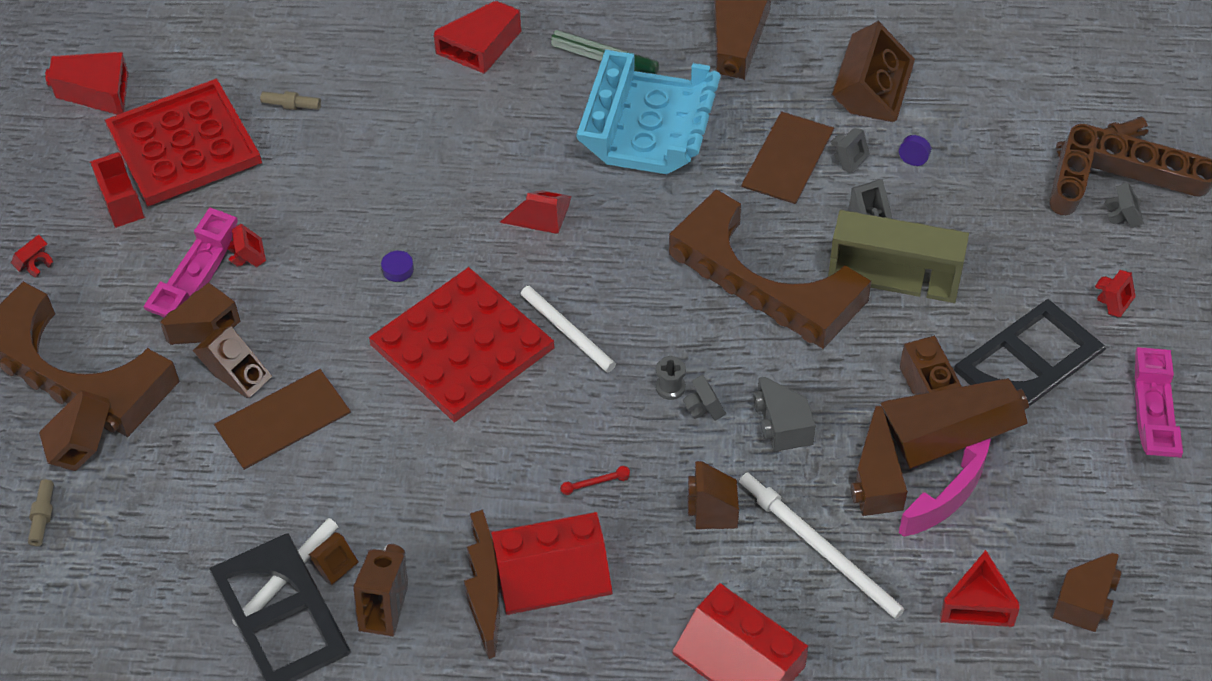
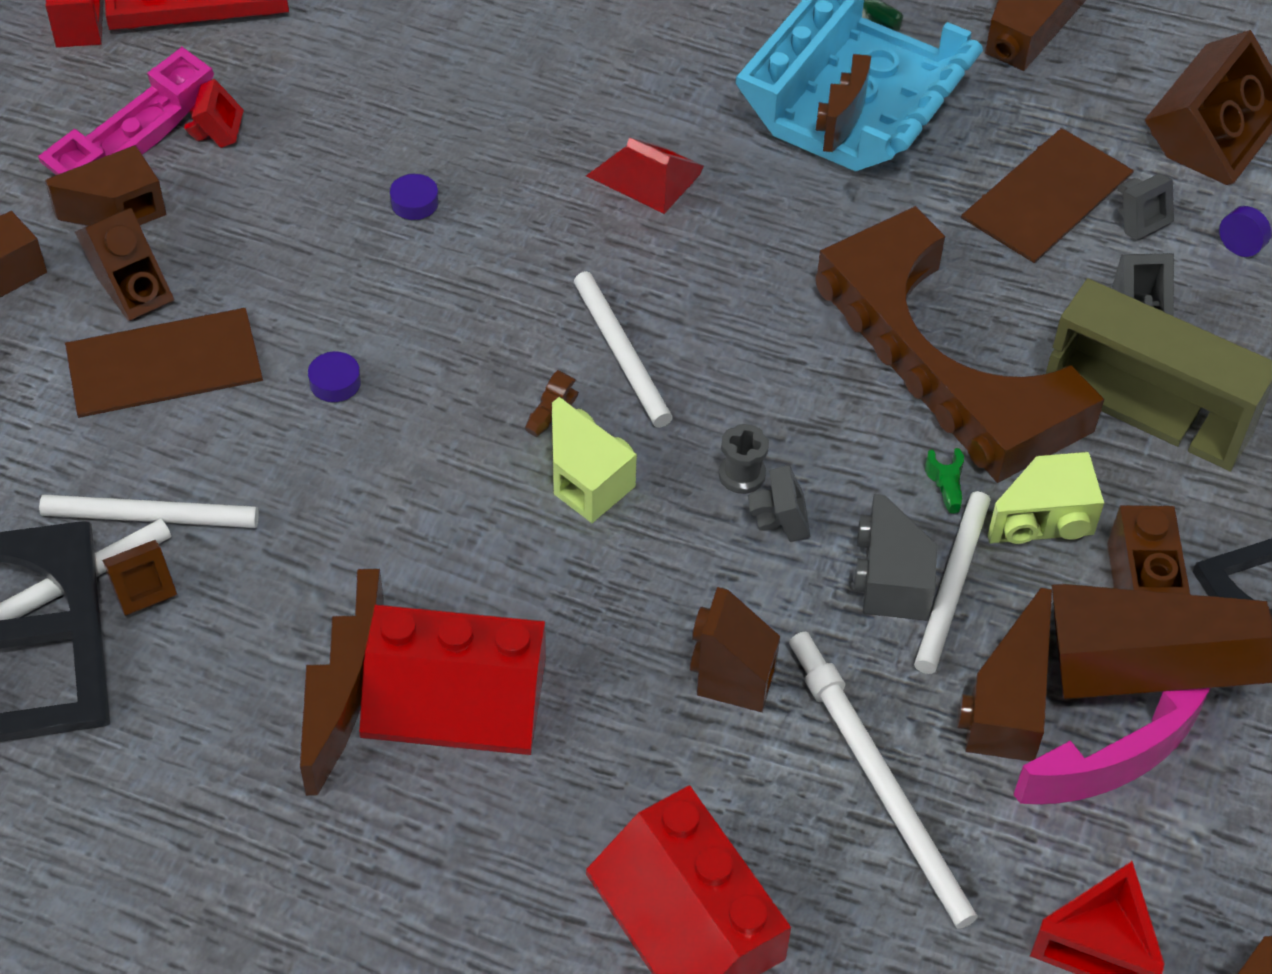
camera: 15 degrees right, 0 degrees up
(317, 515) = (149, 511): none -> white bar
(385, 575) = (183, 643): reddish brown torso -> none
(397, 397) = (334, 376): none -> dark purple tile
(461, 343) = (459, 328): red plate -> none
(539, 376) = (558, 386): none -> reddish brown piece
(577, 407) = (589, 463): none -> yellowish green slope
(622, 474) = (617, 579): red hinge -> none
(647, 138) = (845, 103): none -> reddish brown slope
(794, 355) = (947, 478): none -> green piece
(820, 417) = (952, 583): none -> white bar
(861, 350) = (1049, 500): none -> yellowish green slope

